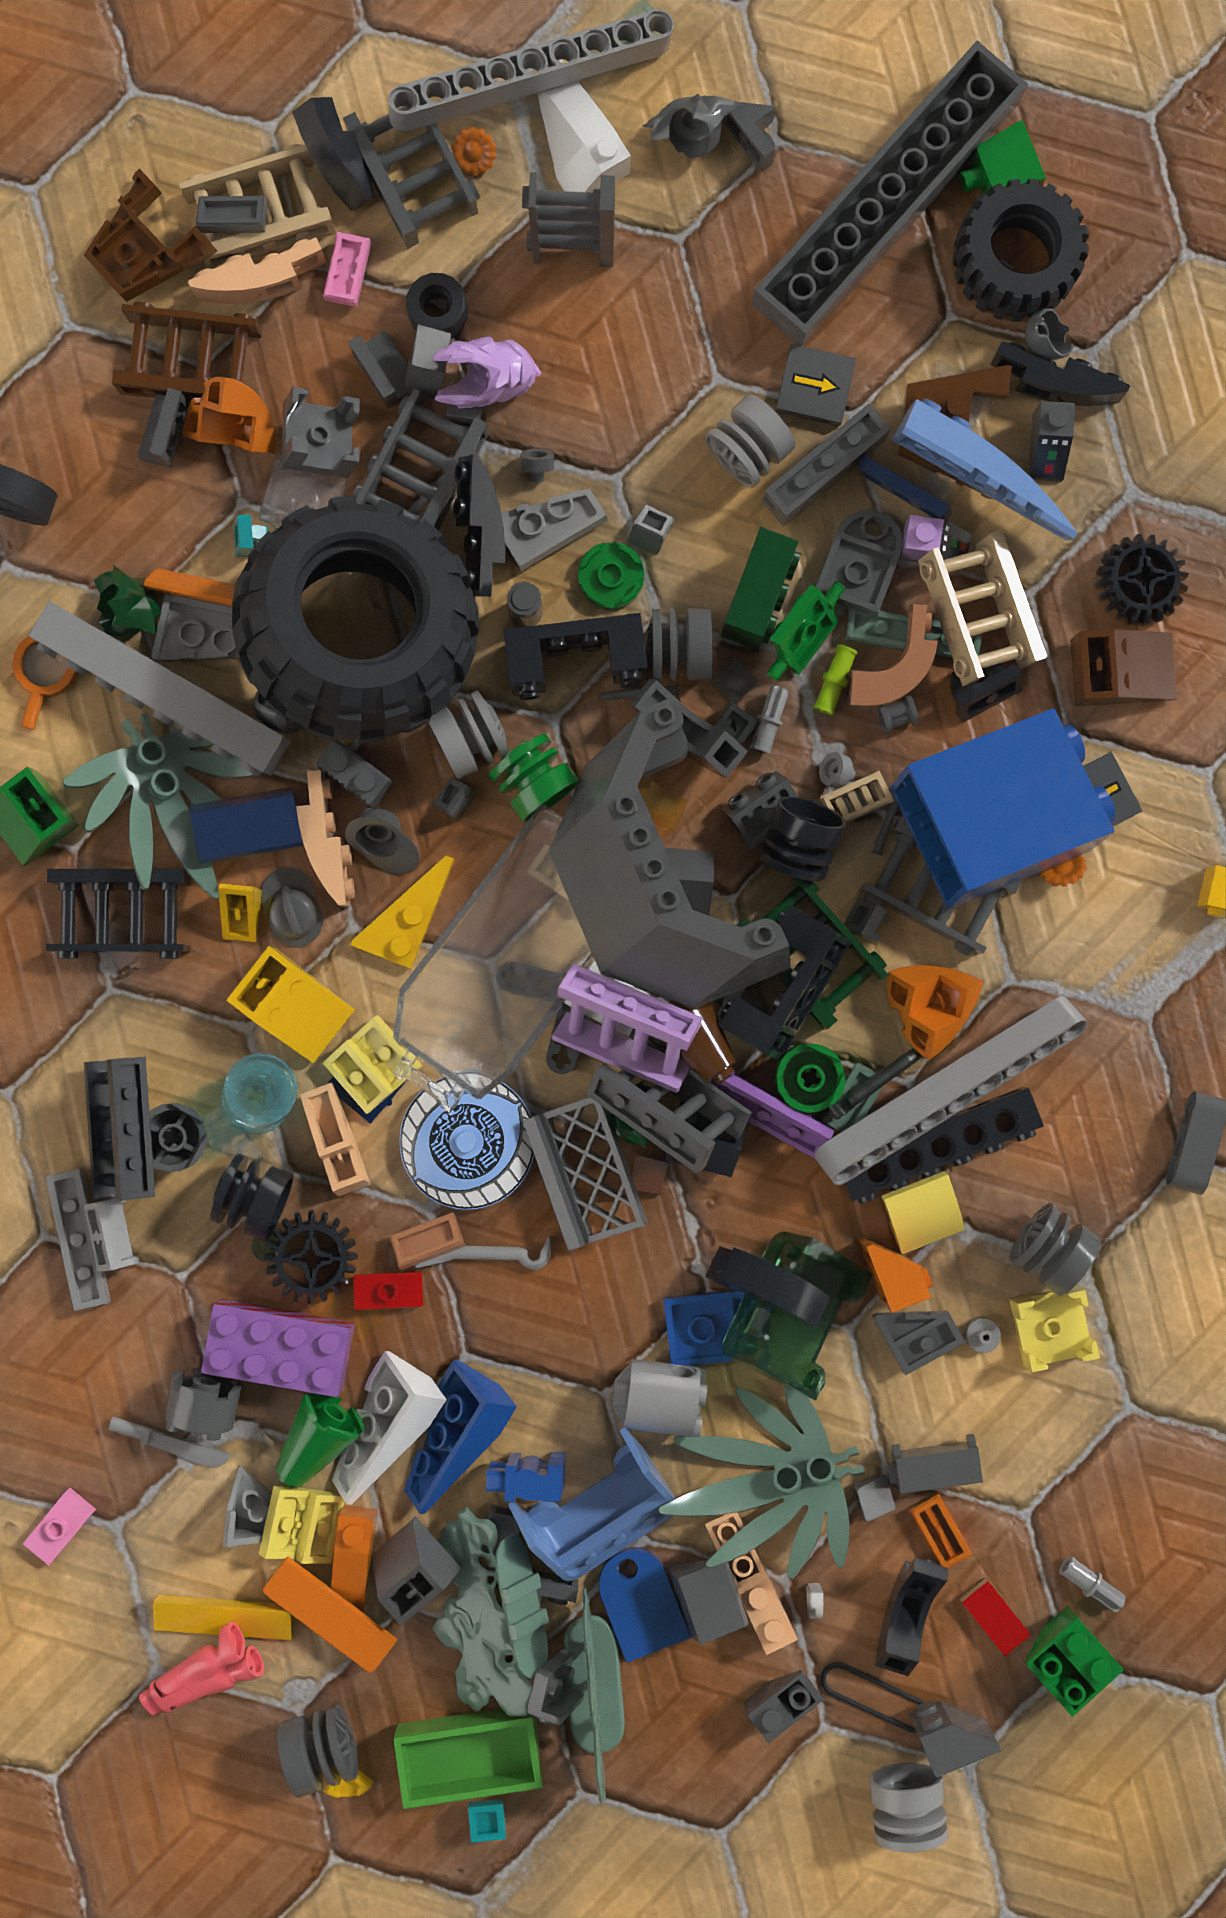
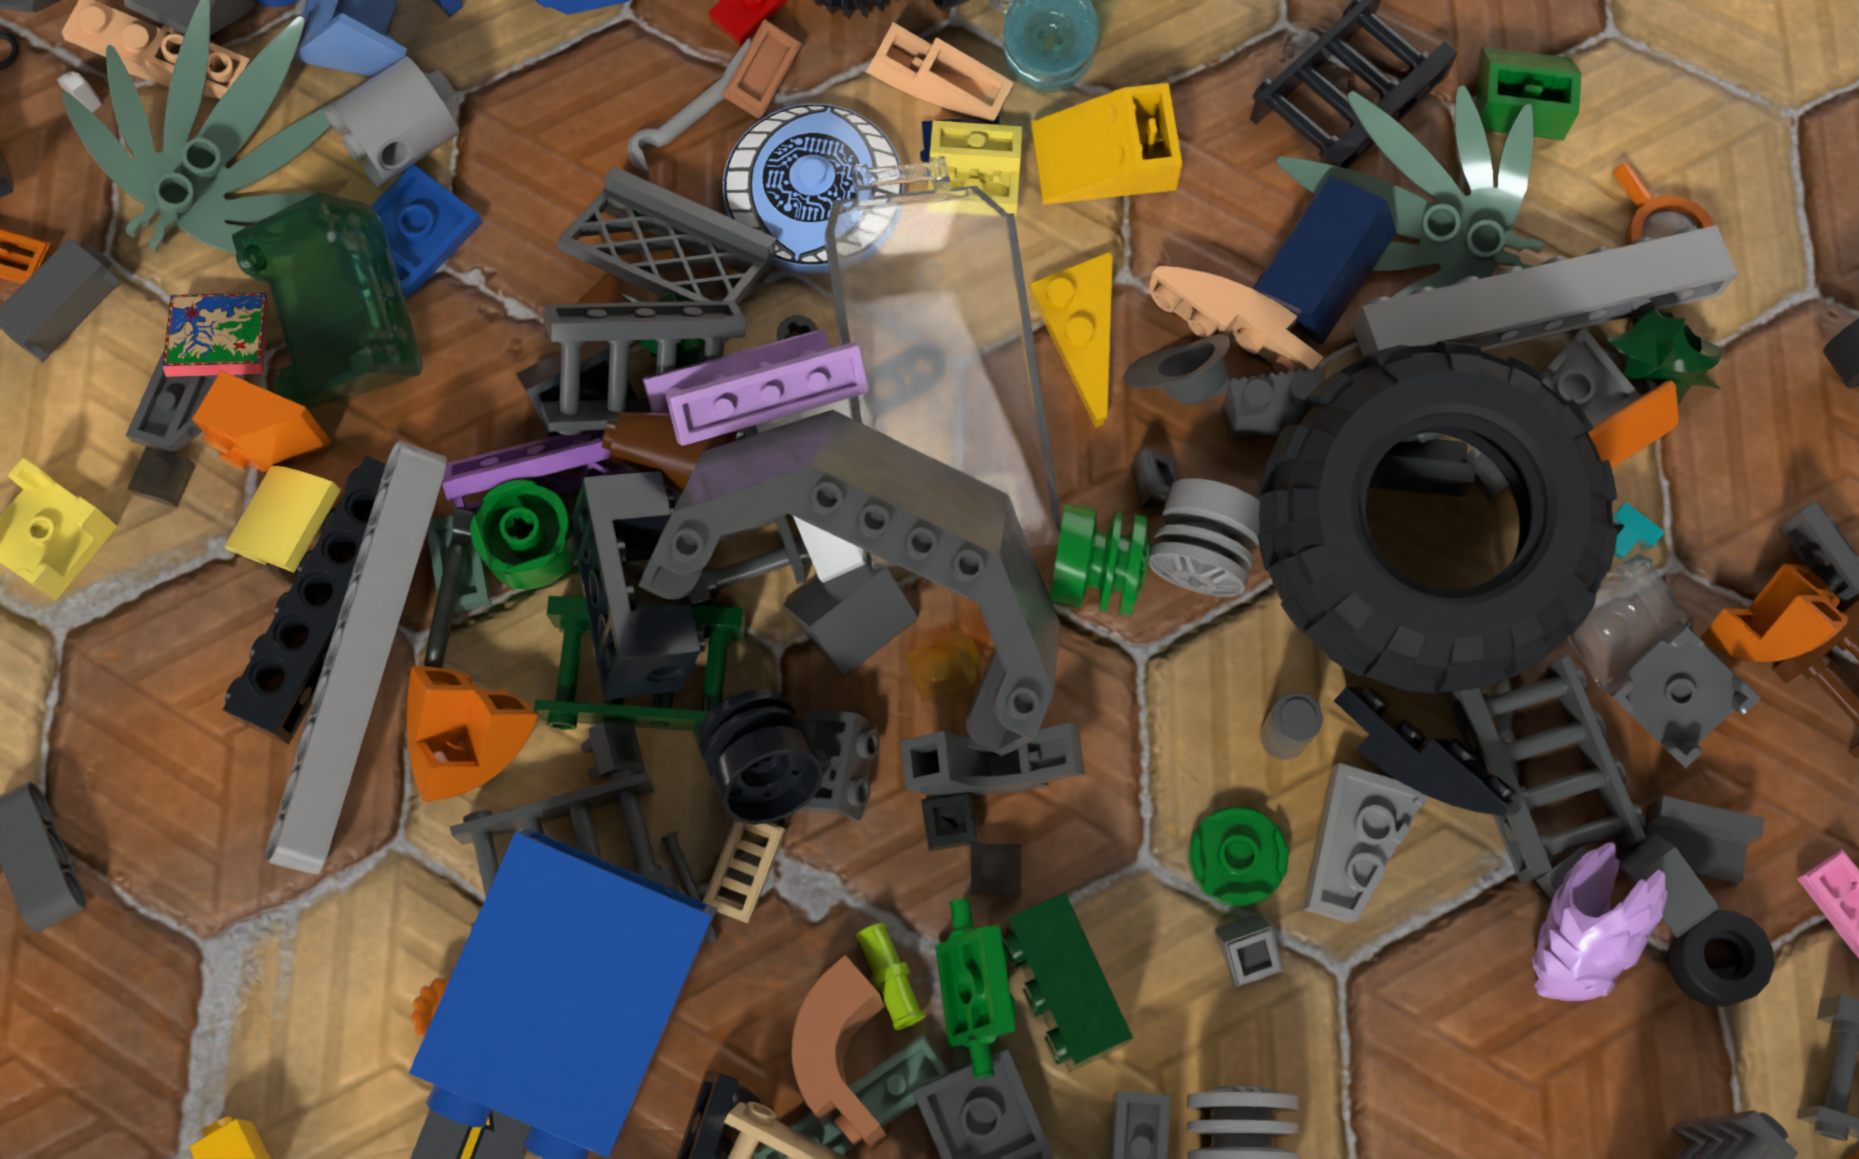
camera: 140 degrees right, 15 degrees down
(240, 912) = (1246, 188): yellow slope -> none
(291, 907) = (1201, 238): dark grey piece -> none
(537, 462) = (1439, 895): dark grey tile -> none
(620, 633) = (1228, 669): black plate -> none
(622, 694) = (1088, 757): dark grey piece -> none
(681, 644) = (1097, 832): dark grey wheel -> none
(769, 720) = (918, 863): light grey axle -> none
(769, 1284) = (378, 295): black arch -> none
(836, 770) = (794, 878): light grey tile -> none
(868, 1359) = (216, 334): none -> tile
(874, 1497) = (98, 223): slope -> none
(897, 714) = (784, 1003): dark grey bush -> none
(964, 1303) = (161, 477): none -> clear smoke plate
(977, 1329) = (114, 464): light grey tile -> none
(1059, 1252) = (100, 598): dark grey wheel -> none

